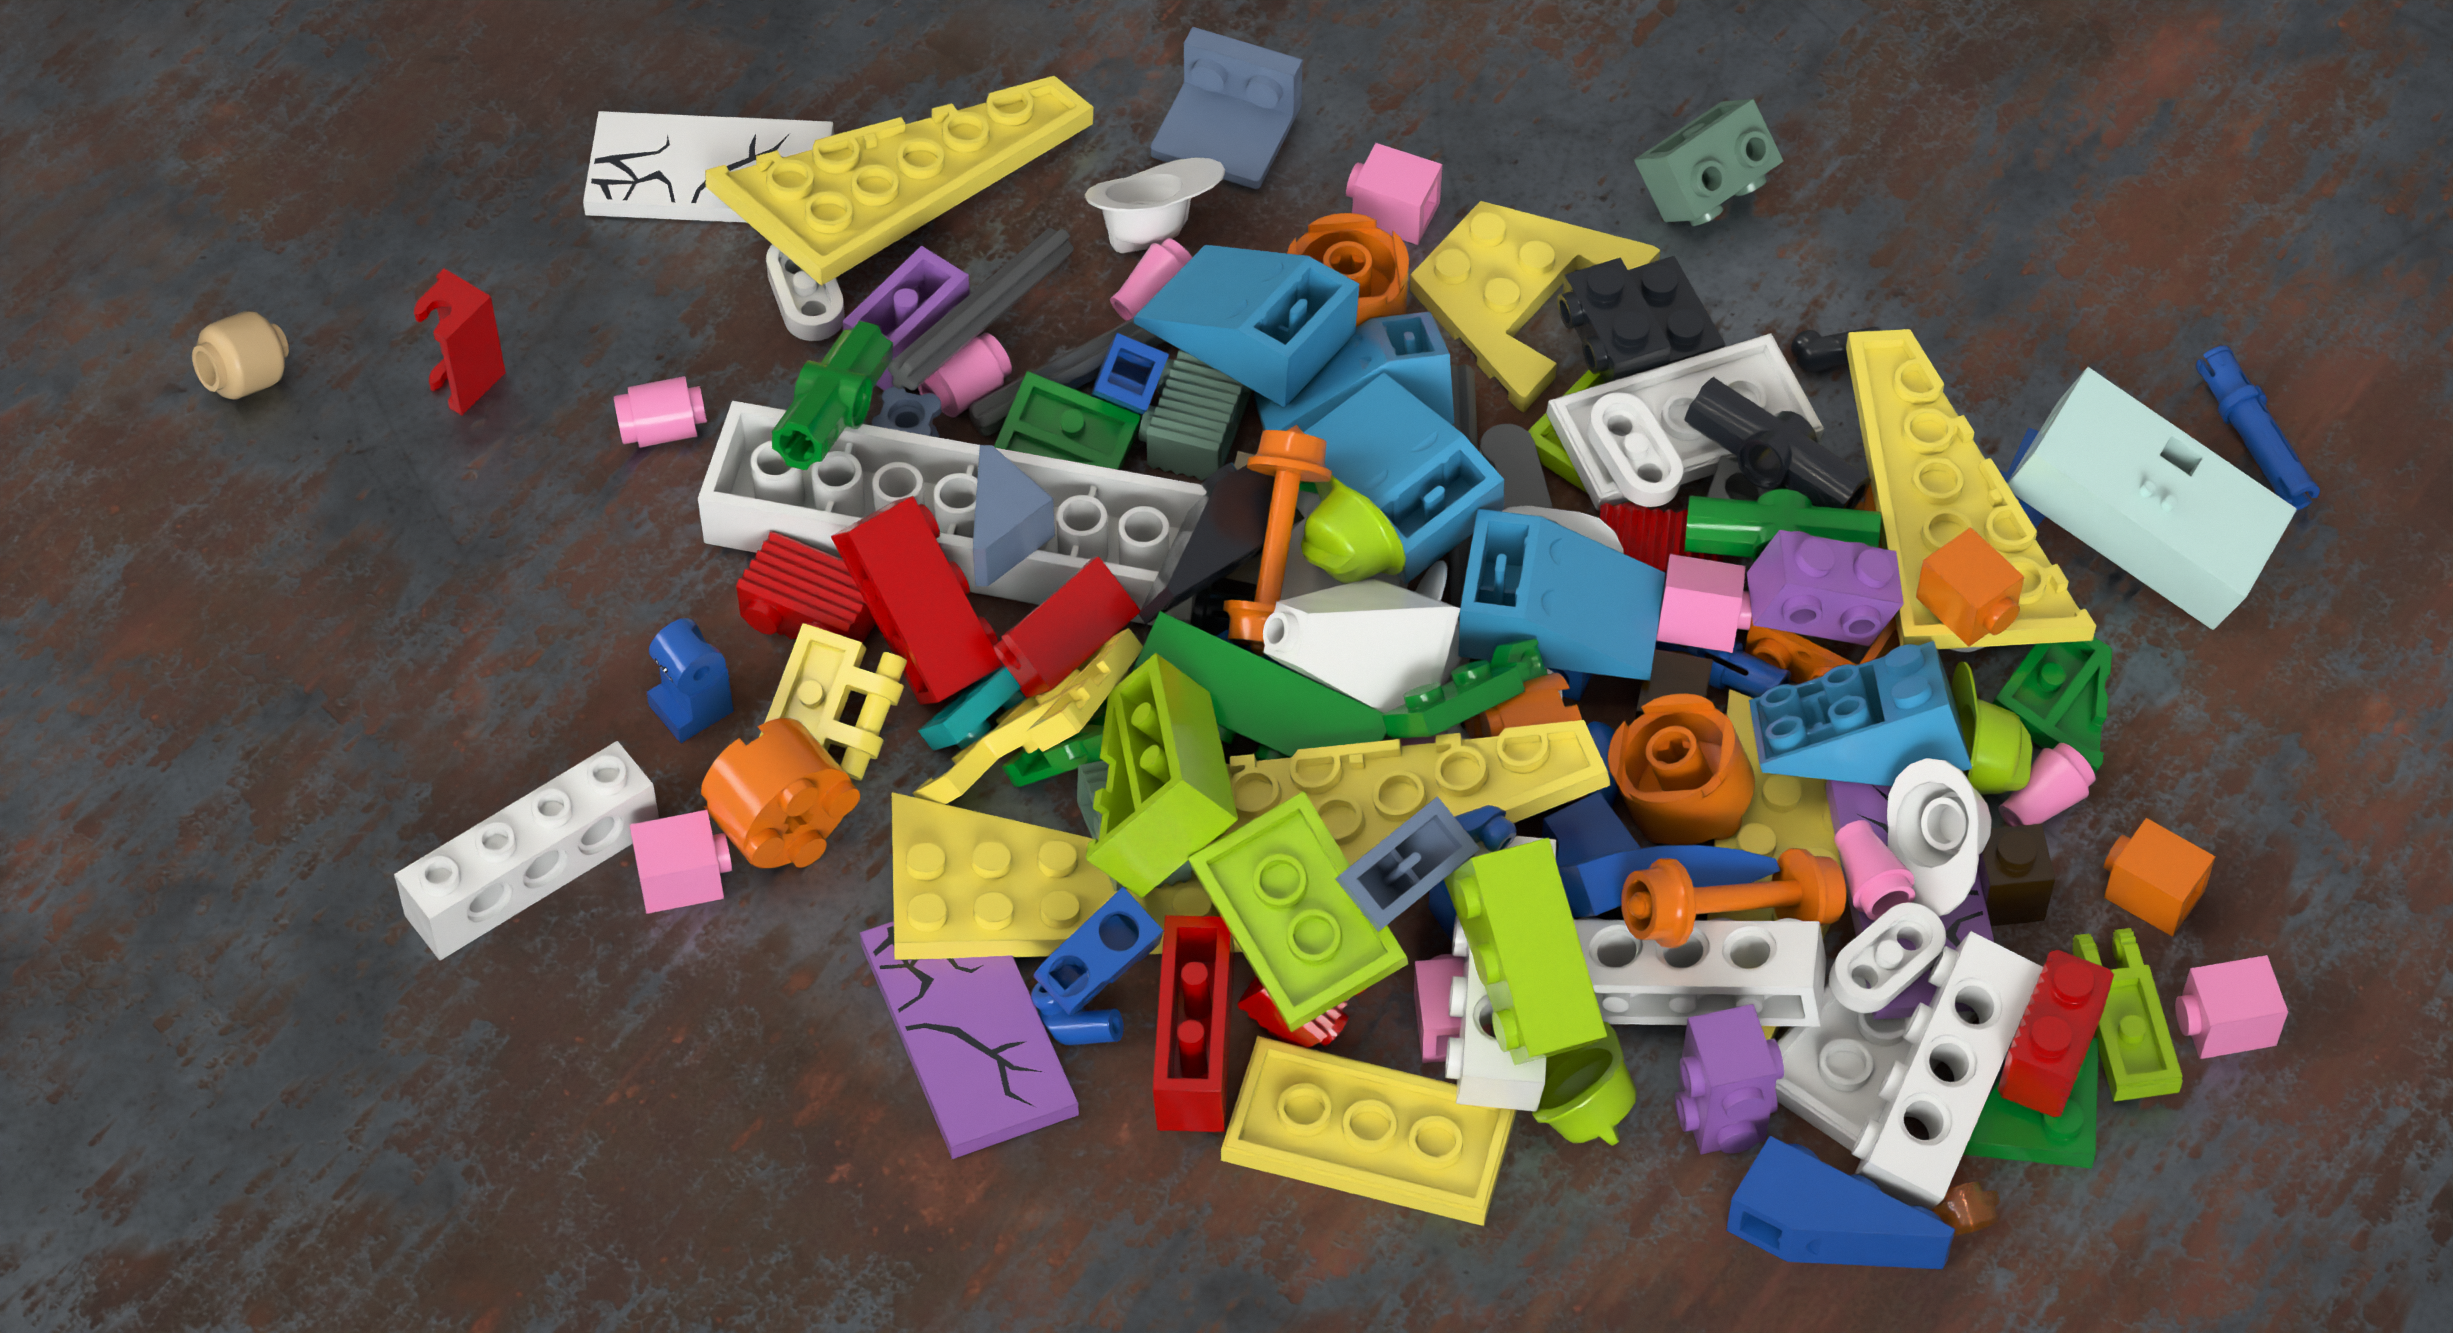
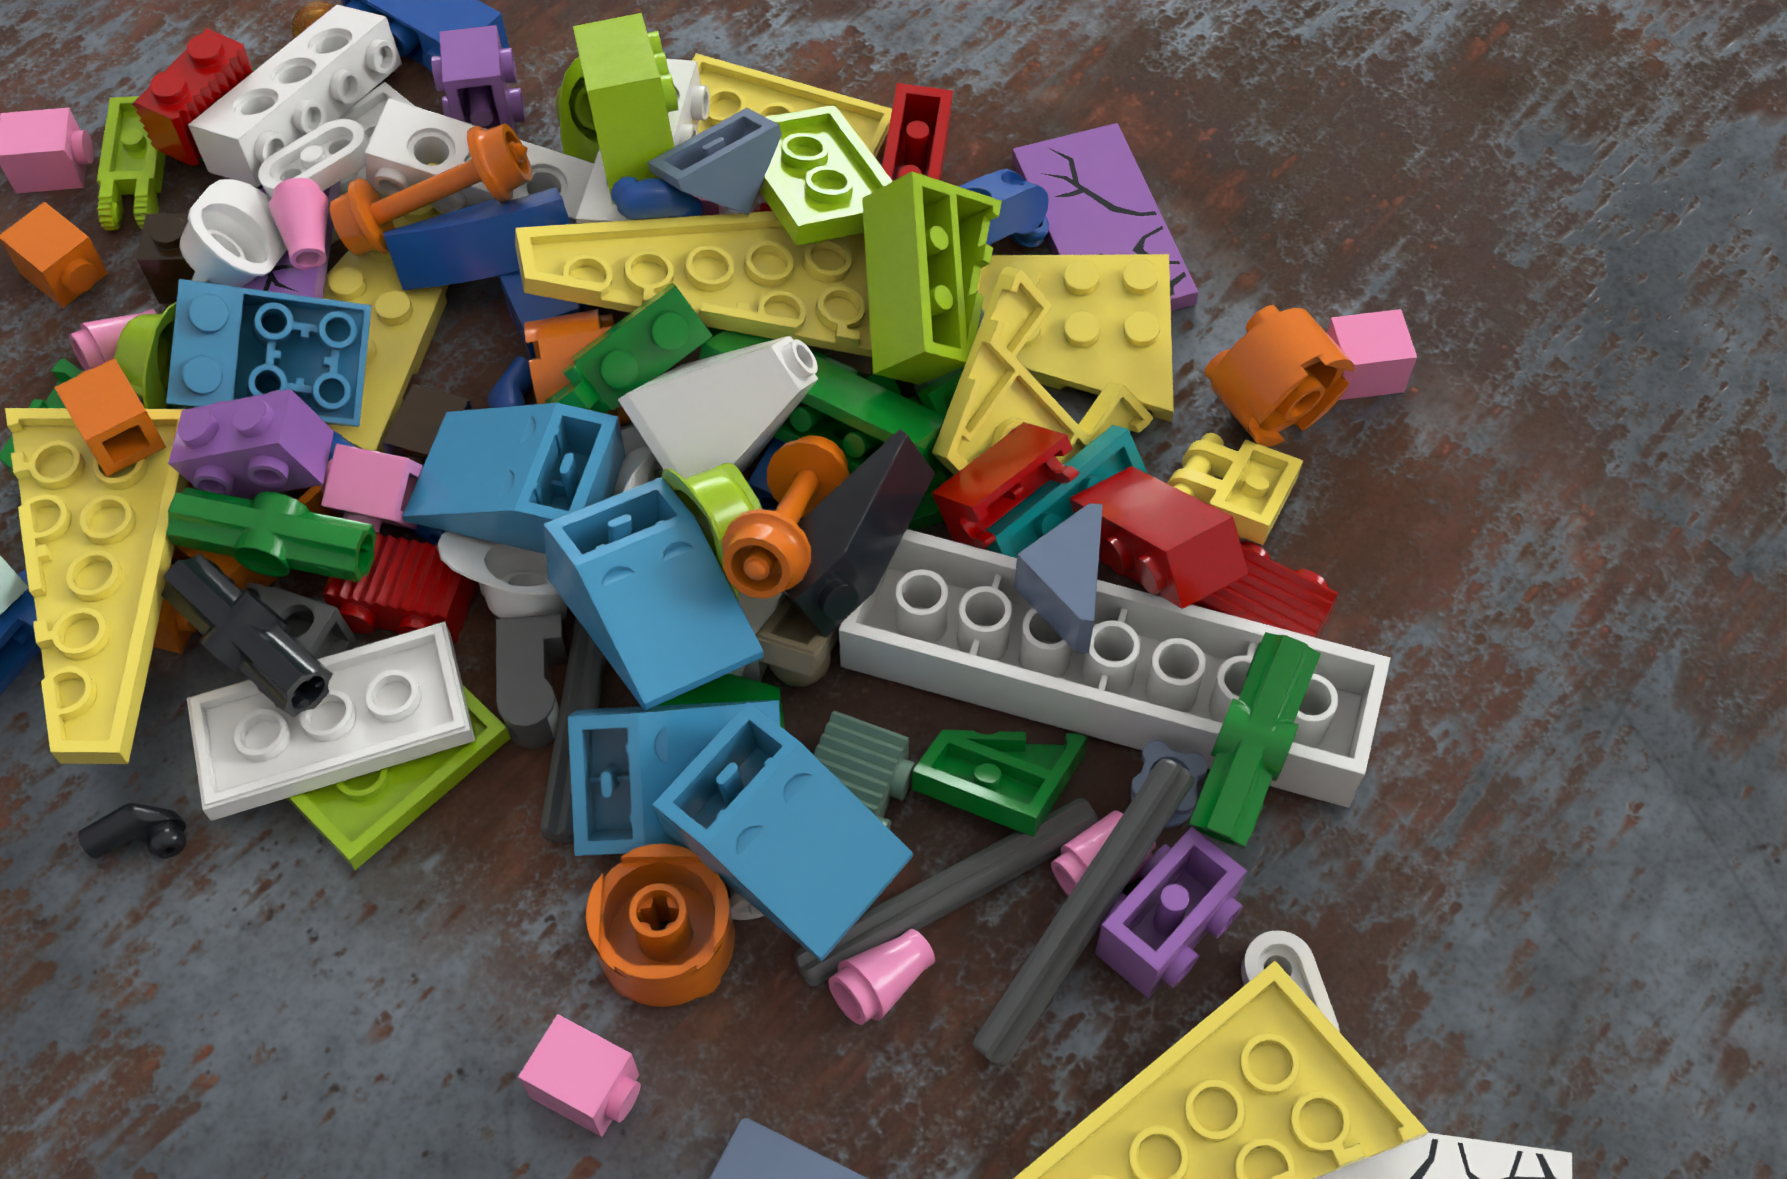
camera: 175 degrees left, 5 degrees up
(466, 339) = (1688, 912): red hinge -> none
(526, 850) = (1504, 367): white brick -> none
(659, 412) = (1441, 836): bright pink brick -> none
(693, 680) = (1379, 500): blue leg -> none
(1129, 374) = (924, 794): blue leg -> none
(1152, 202) = (870, 1077): white piece -> none
(1499, 274) = (482, 972): light yellow wing -> none
(1635, 317) = (343, 839): black plate -> none
(1639, 453) = (397, 646): white plate -> none
(1682, 771) = (442, 336): orange brick -> none
(1709, 162) = (191, 1075): sand green brick -> none

